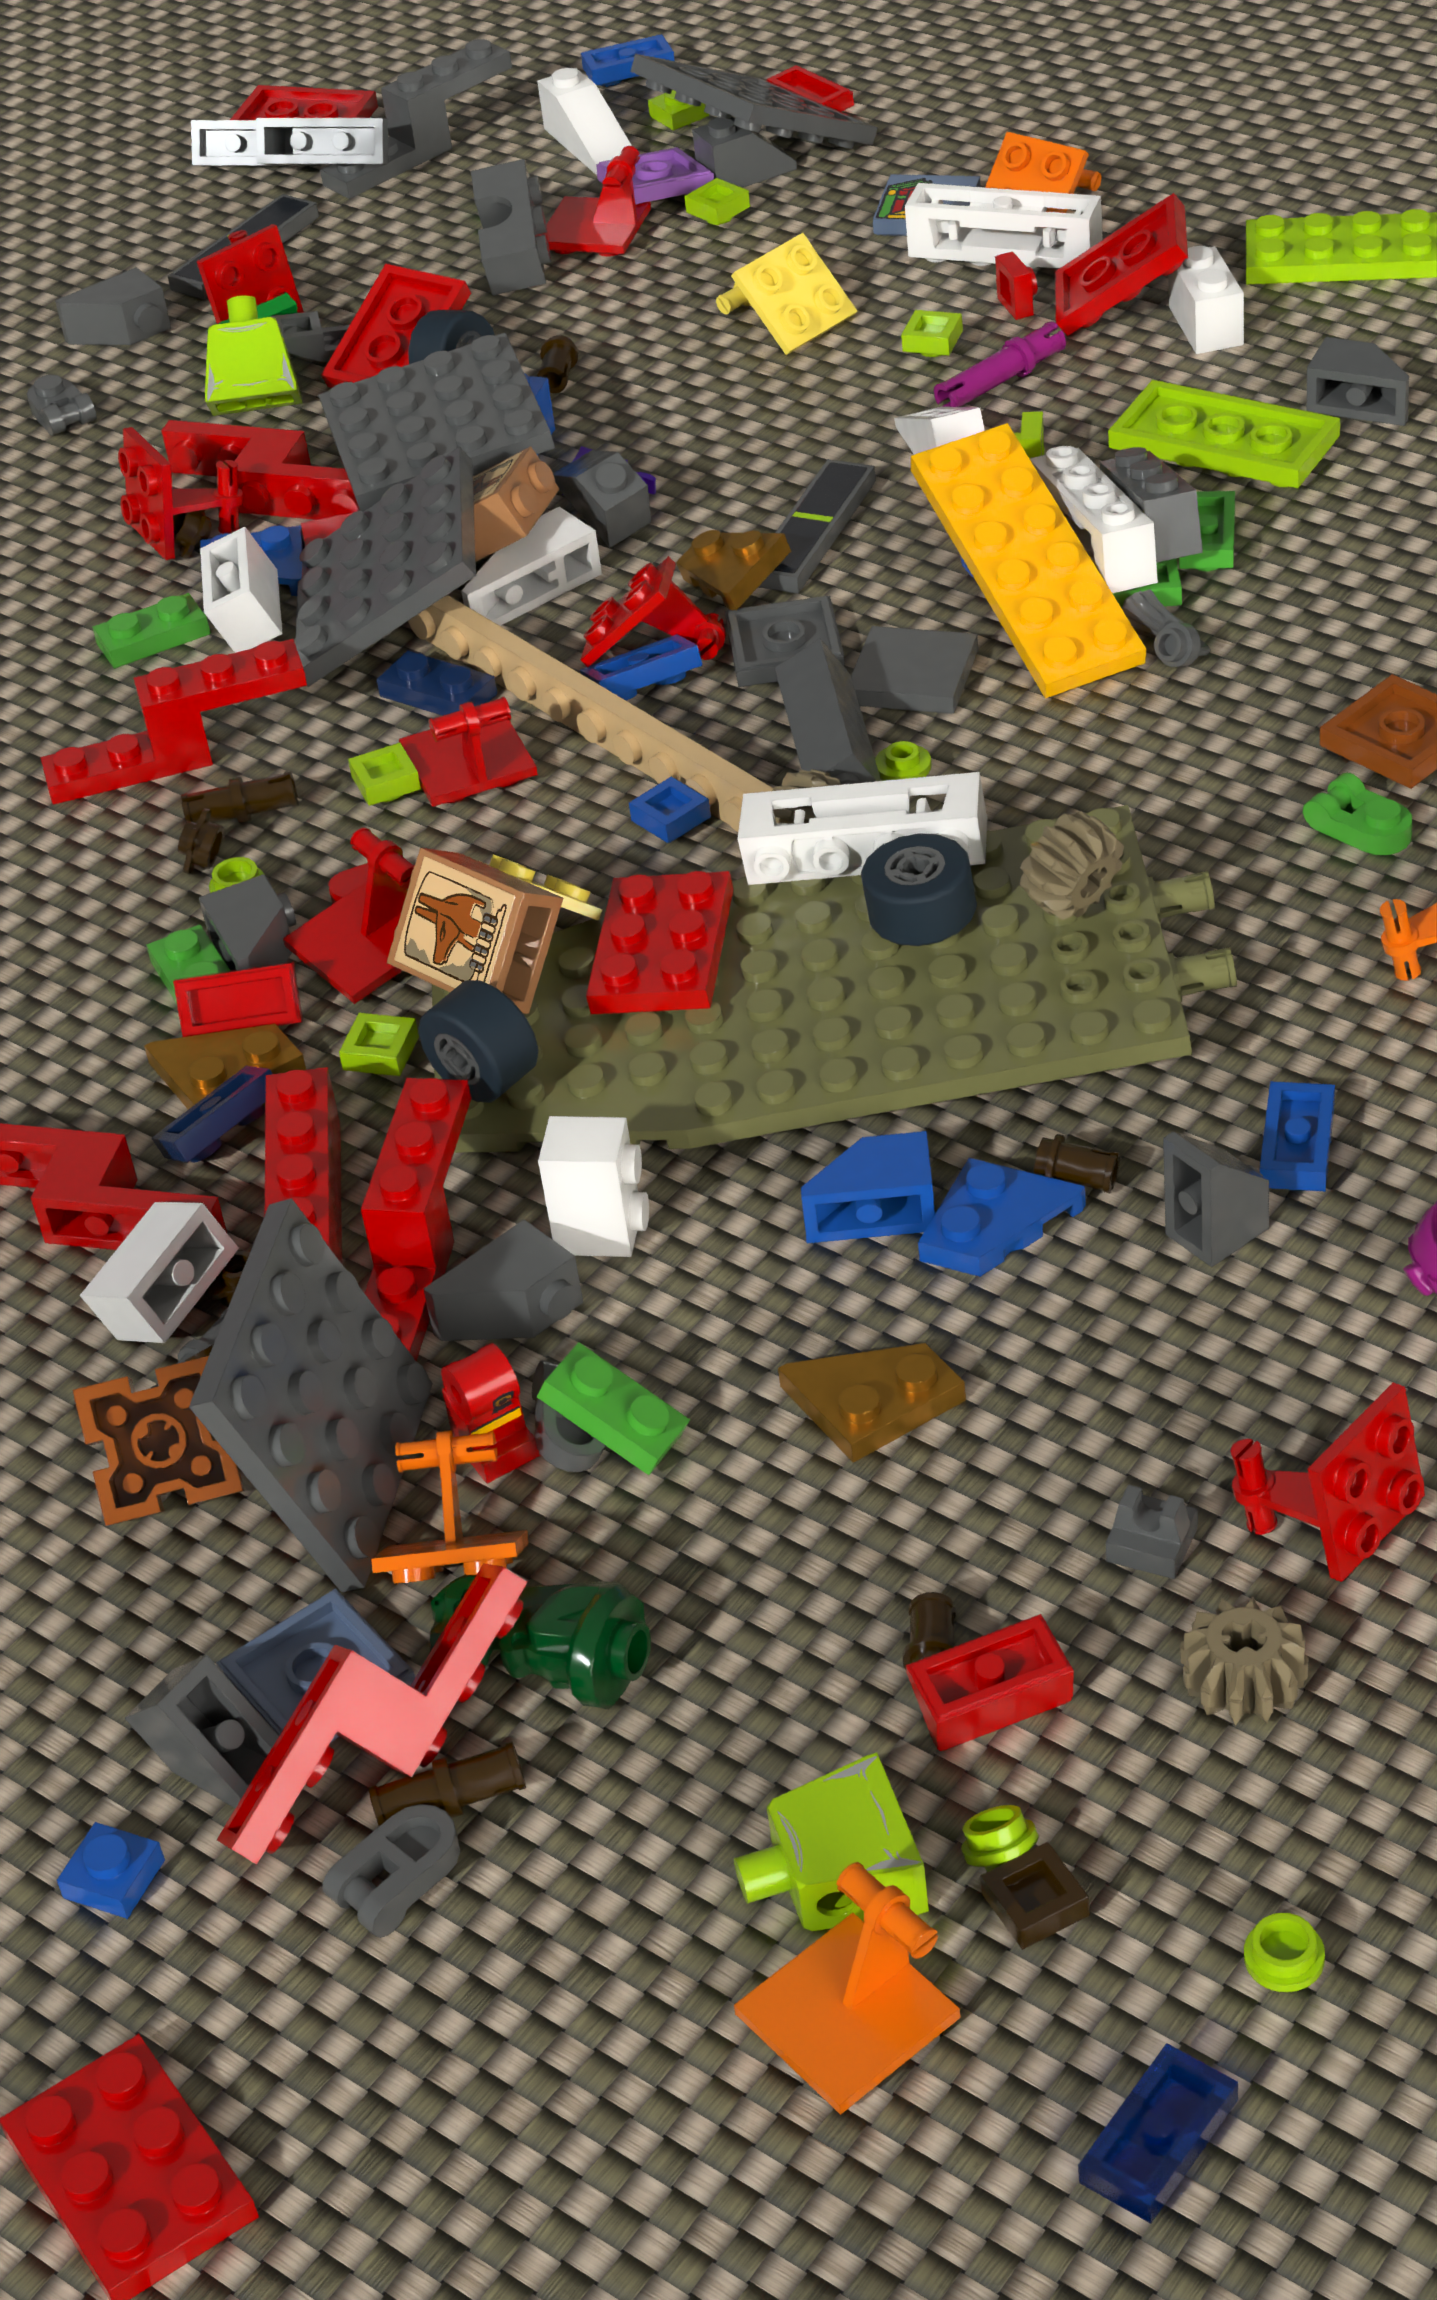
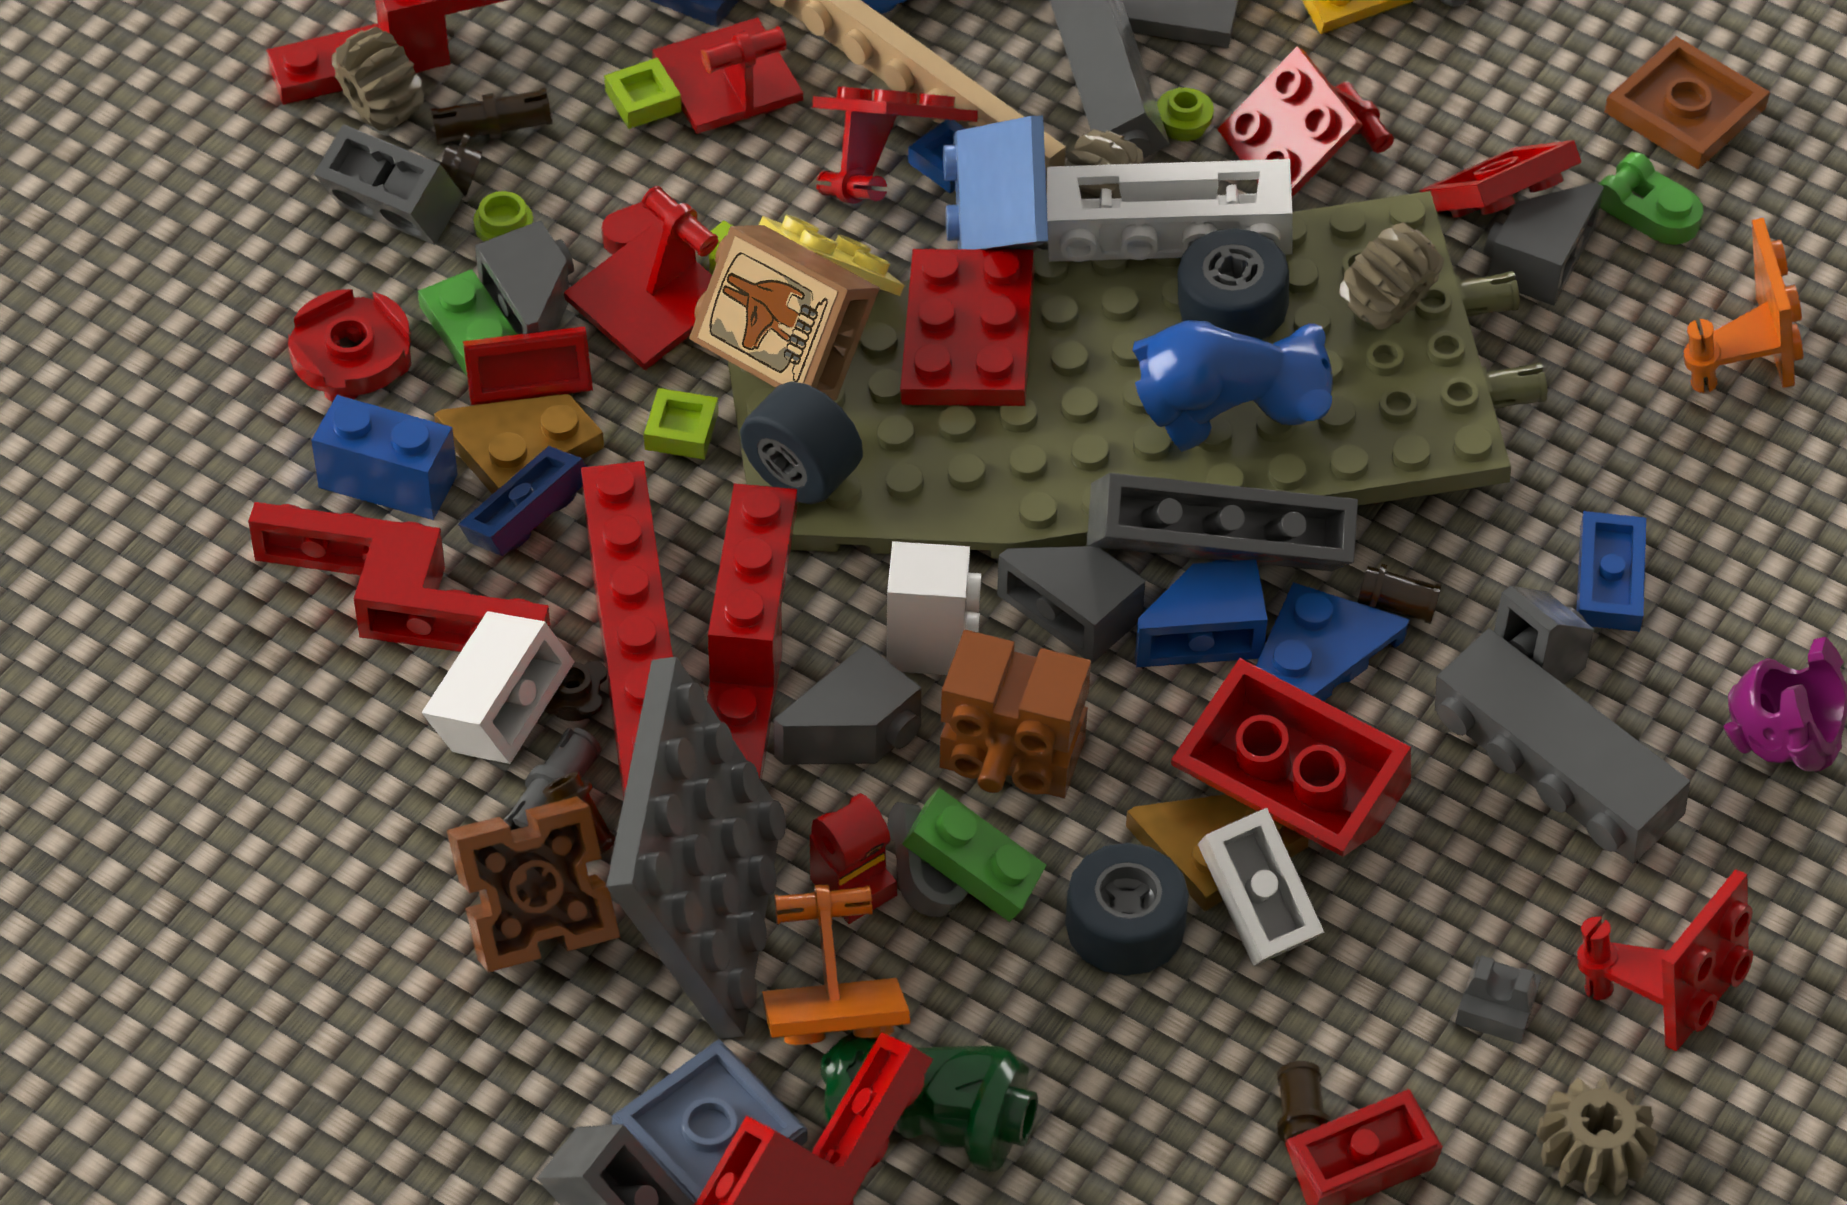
camera: 10 degrees left, 10 degrees up
(87, 1081) = (384, 457): none -> blue brick
(101, 997) = (353, 370): none -> red plate
(129, 854) = (389, 184): none -> dark grey brick
(134, 770) = (378, 78): none -> dark tan gear
(585, 782) = (867, 132): none -> red plate
(665, 1276) = (1013, 715): none -> dark orange brick
(697, 808) = (998, 185): none -> medium blue slope
(743, 1174) = (1073, 594): none -> dark grey slope
(766, 1456) = (1126, 909): none -> black wheel
(874, 950) = (1203, 370): none -> blue animal
(890, 1094) = (1221, 522): none -> dark grey brick
(899, 1425) = (1260, 887): none -> white brick
(952, 1308) = (1297, 759): none -> red slope
(1016, 758) = (1302, 119): none -> plate
(1206, 798) = (1495, 180): none -> red plate
(1231, 1291) = (1560, 746): none -> dark grey brick
(1250, 850) = (1544, 239): none -> dark grey slope

